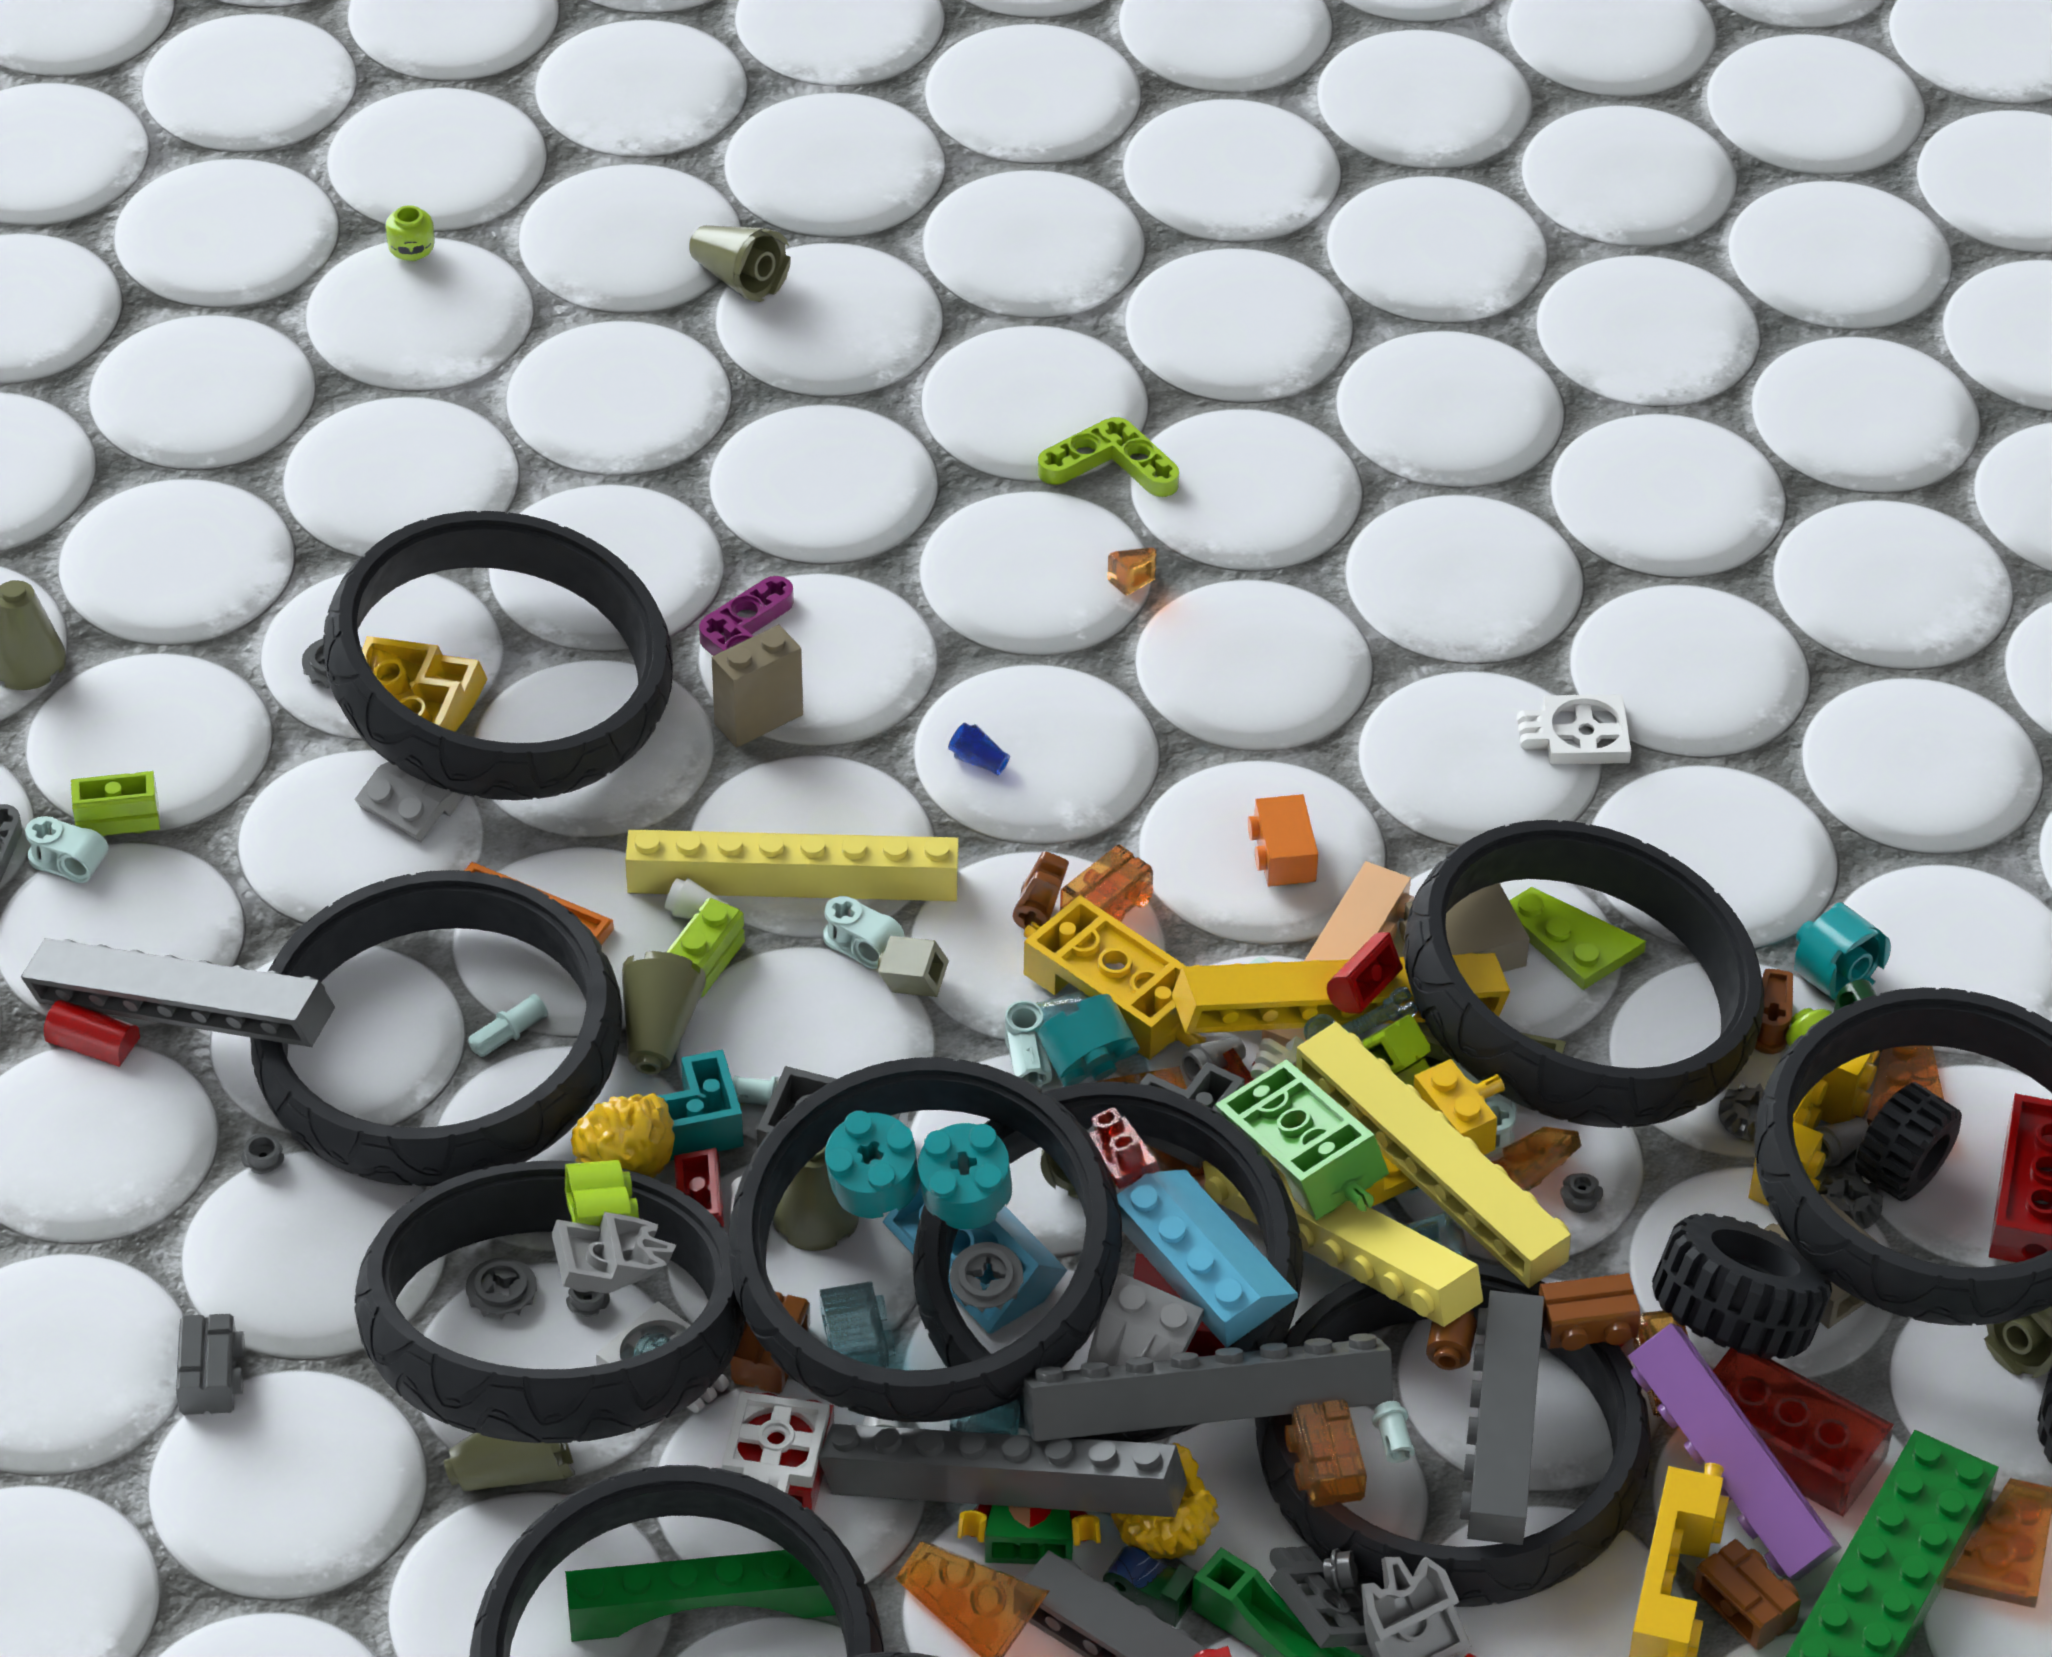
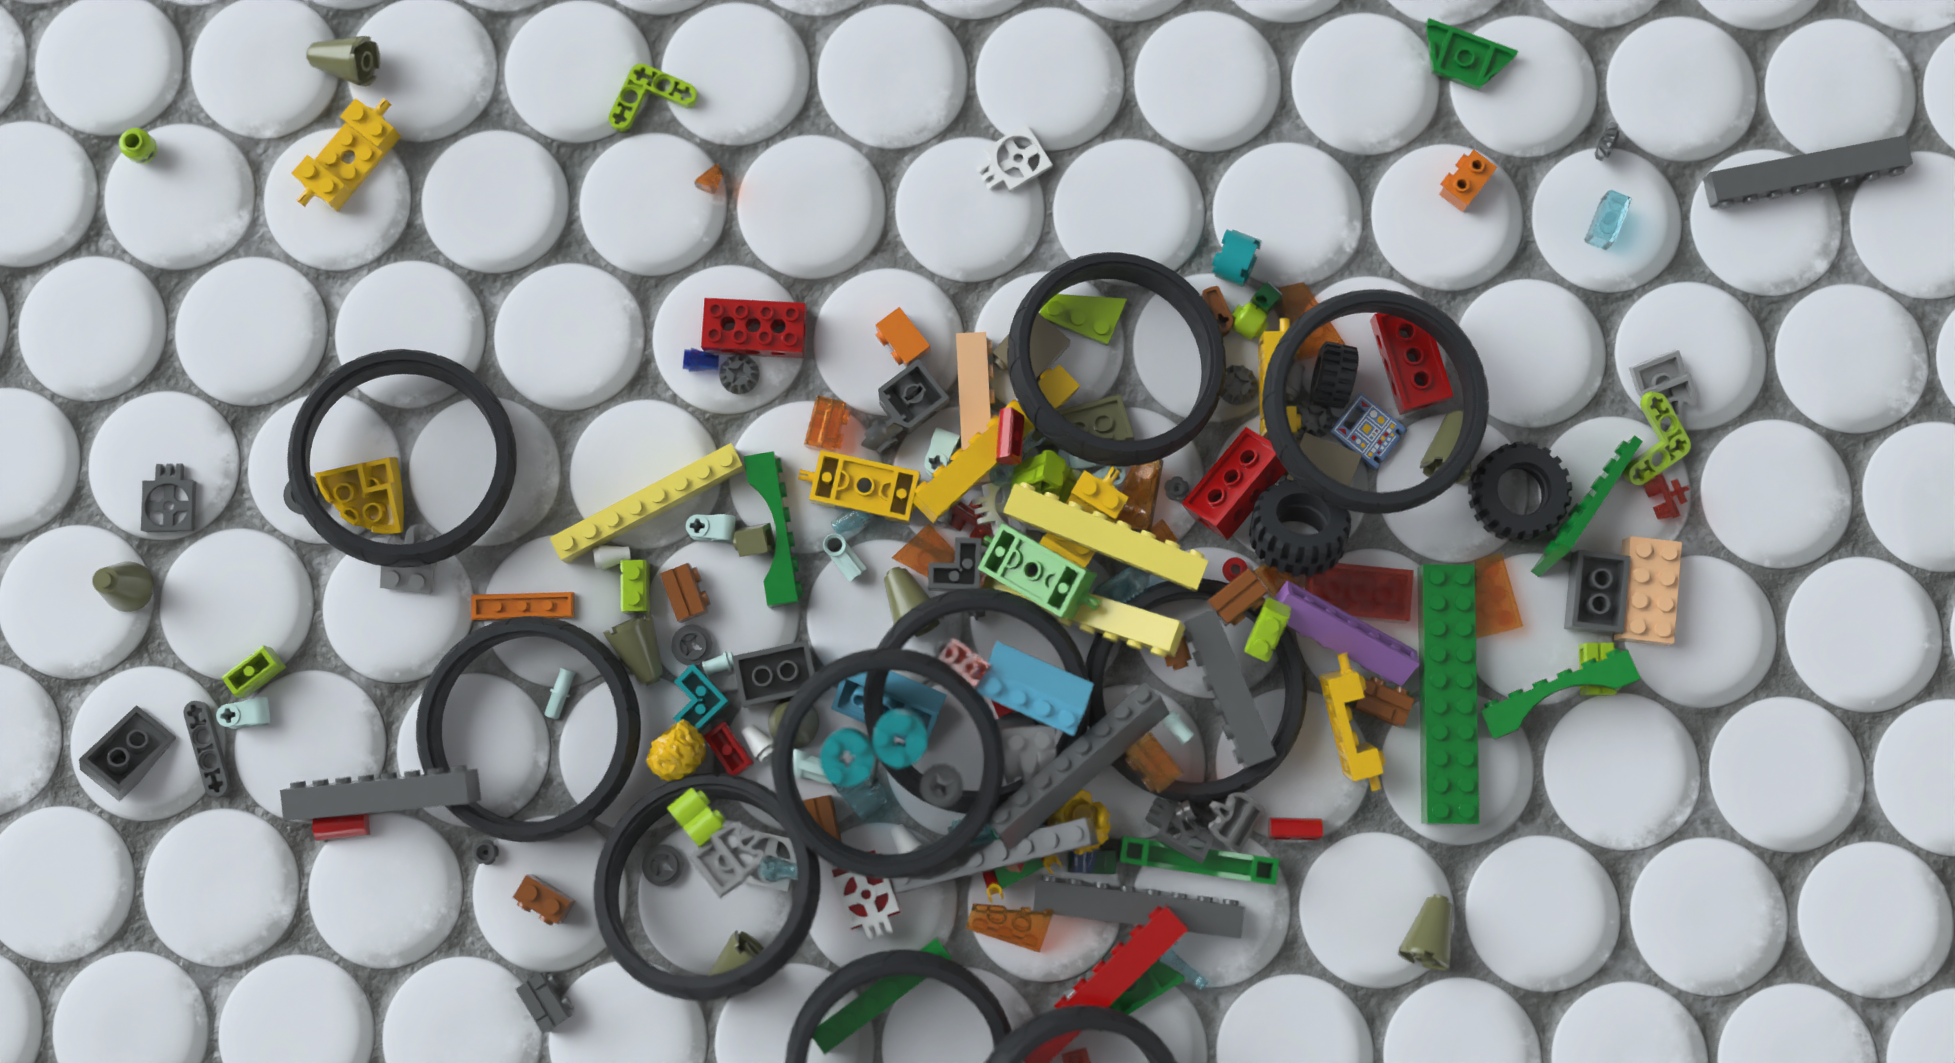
camera: 25 degrees left, 35 degrees up
(169, 573) = (169, 481): none -> dark grey piece
(302, 1240) = (543, 899): none -> dark orange brick
(702, 350) = (363, 134): none -> yellow brick
(739, 1041) = (687, 633): none -> dark grey gear
(740, 629) = (513, 343): magenta beam -> none
(757, 685) = (557, 393): dark tan brick -> none
(769, 987) = (685, 592): none -> dark orange brick
(795, 1260) = (808, 767): none -> light aqua piece
(977, 912) = (780, 581): none -> green arch
(1020, 801) = (741, 385): none -> dark grey gear
(1040, 890) = (794, 452): dark orange piece -> none
(1082, 743) = (746, 313): none -> red brick
(1088, 1040) = (878, 545): teal brick -> none
(1242, 912) = (909, 402): none -> dark grey brick
(1611, 1356) = (1267, 629): none -> lime brick
(1639, 1213) = (1234, 484): none -> red brick
(1935, 1239) = (1372, 433): none -> medium blue container

